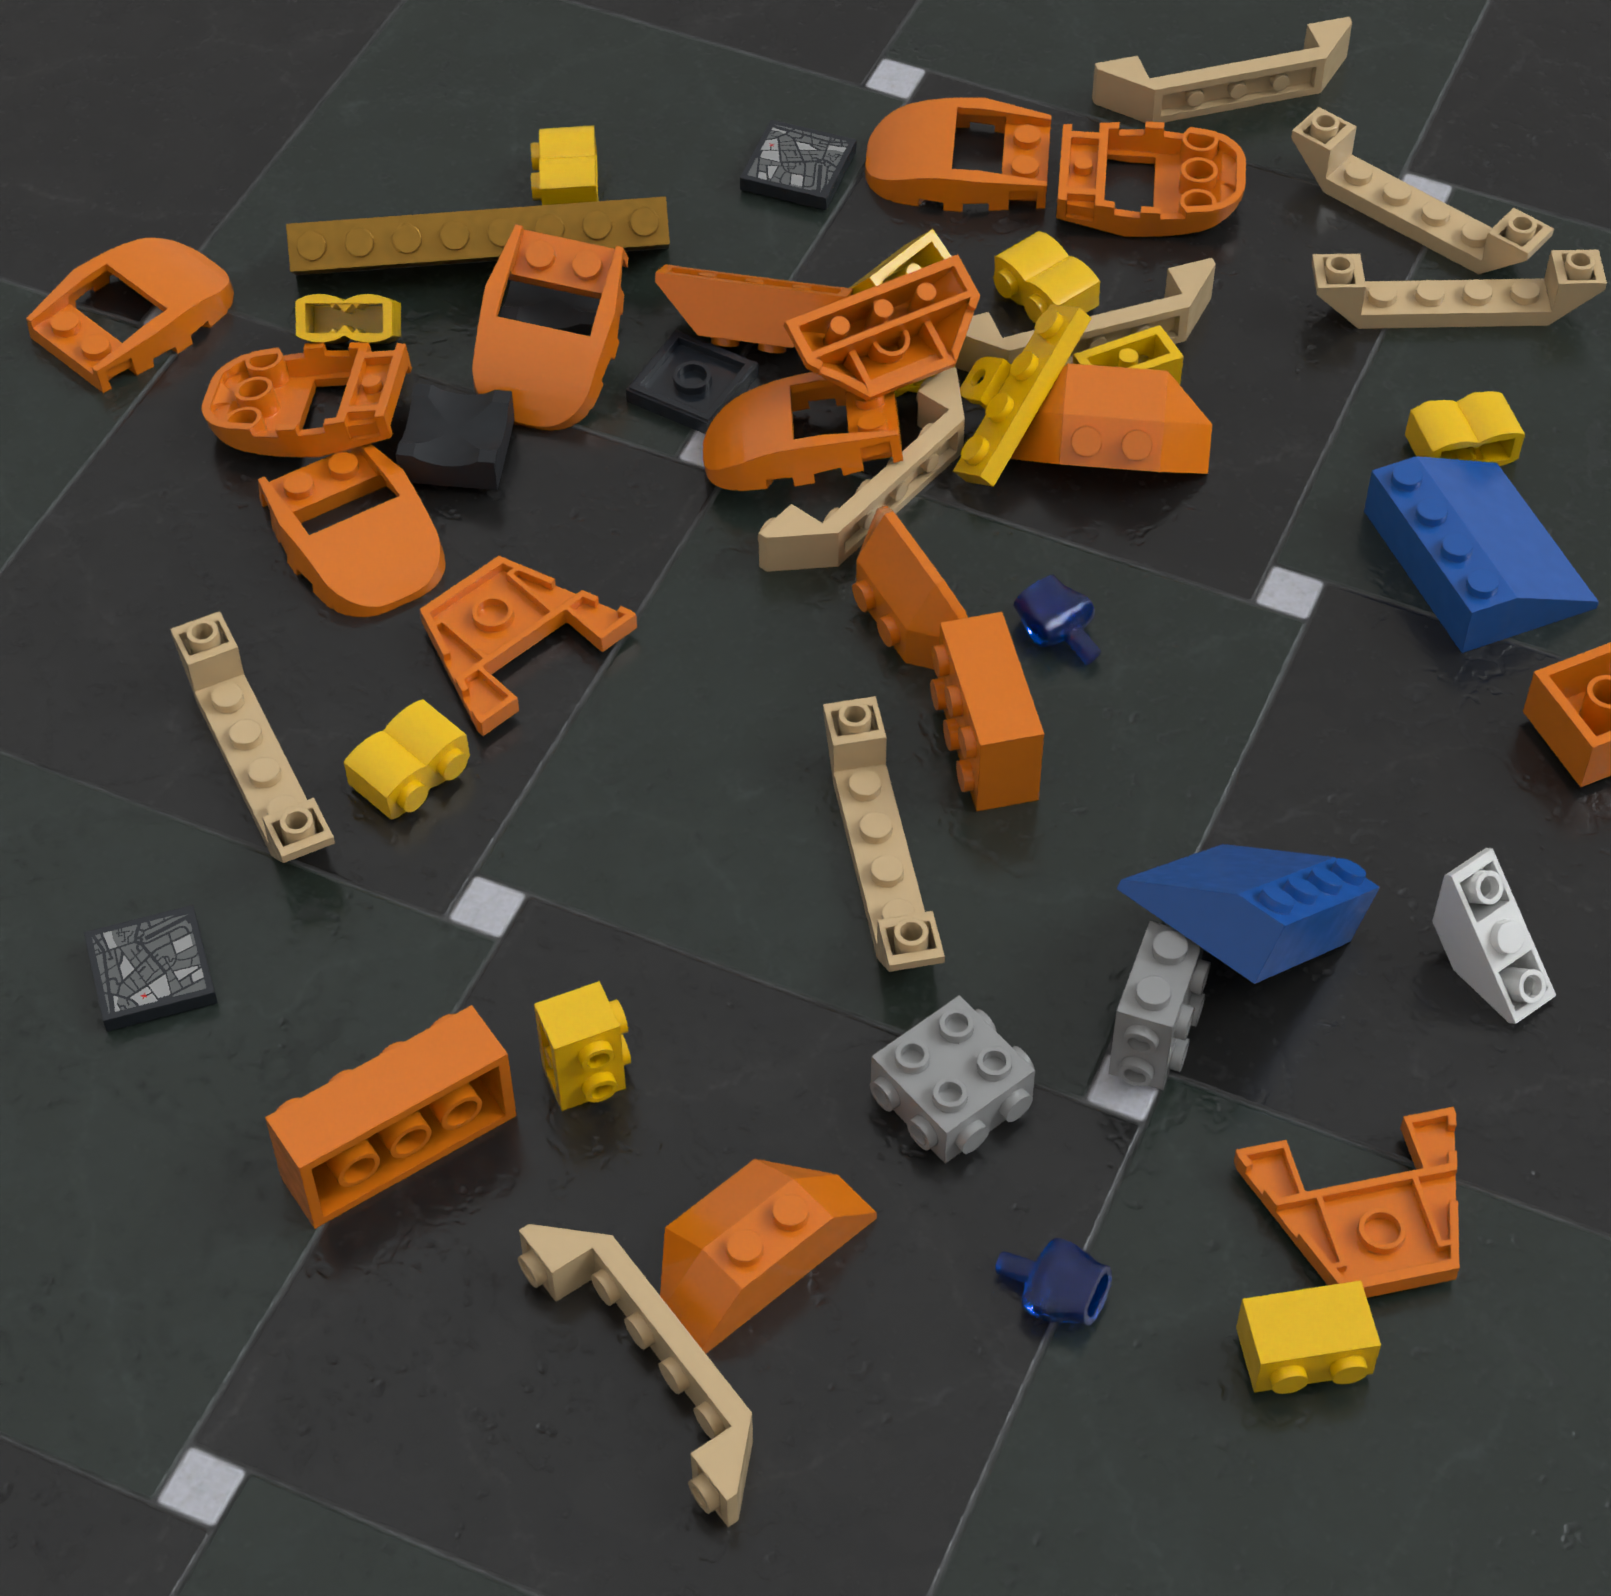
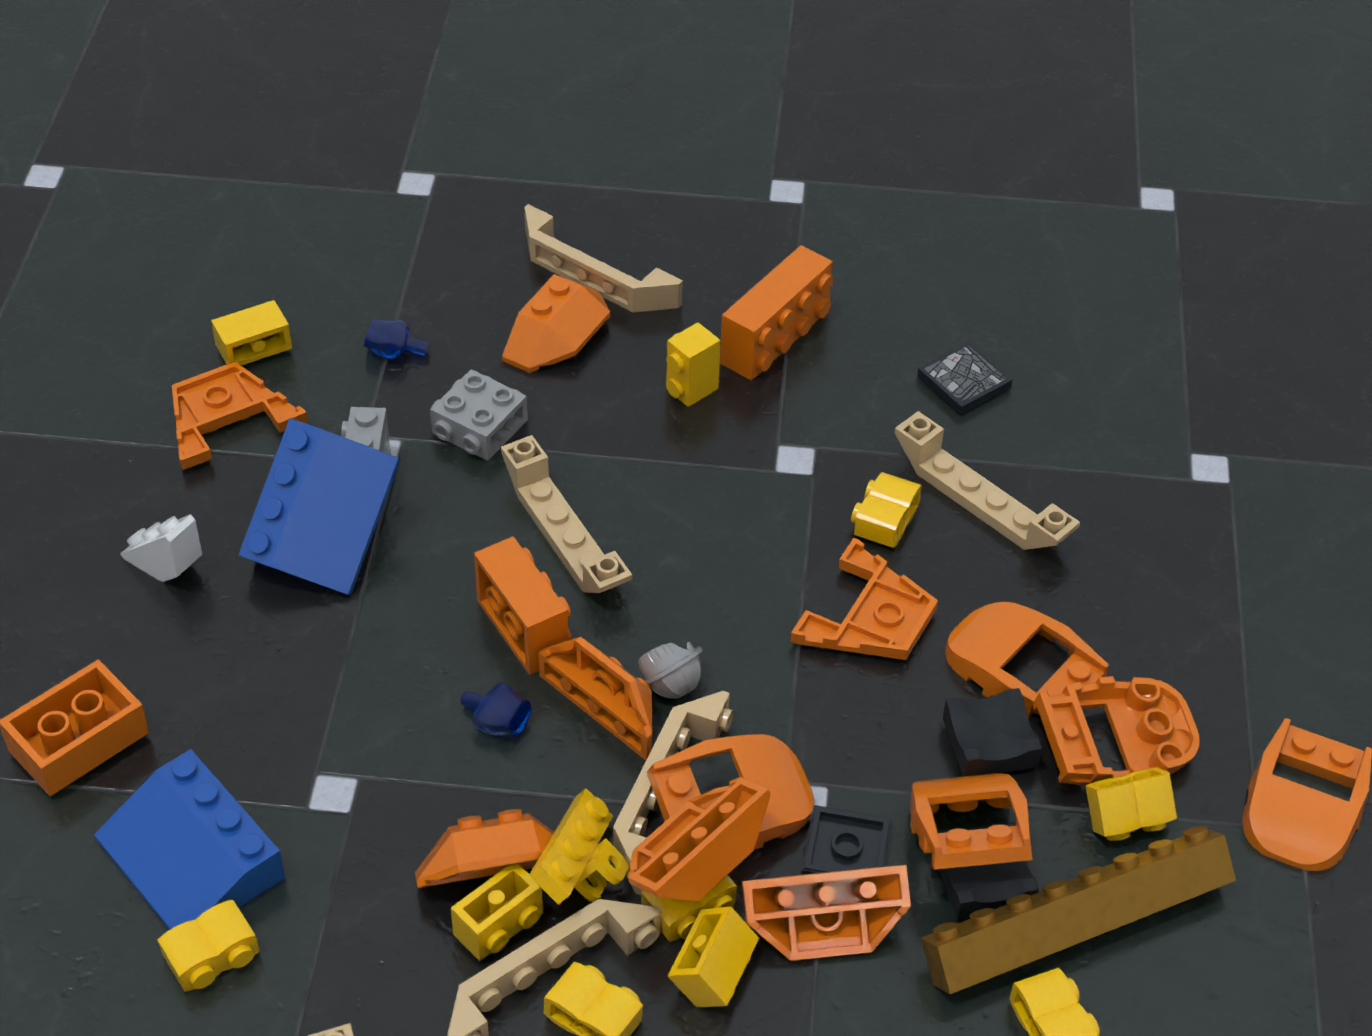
camera: 160 degrees right, 5 degrees down
(811, 600) = (671, 669): none -> light grey piece

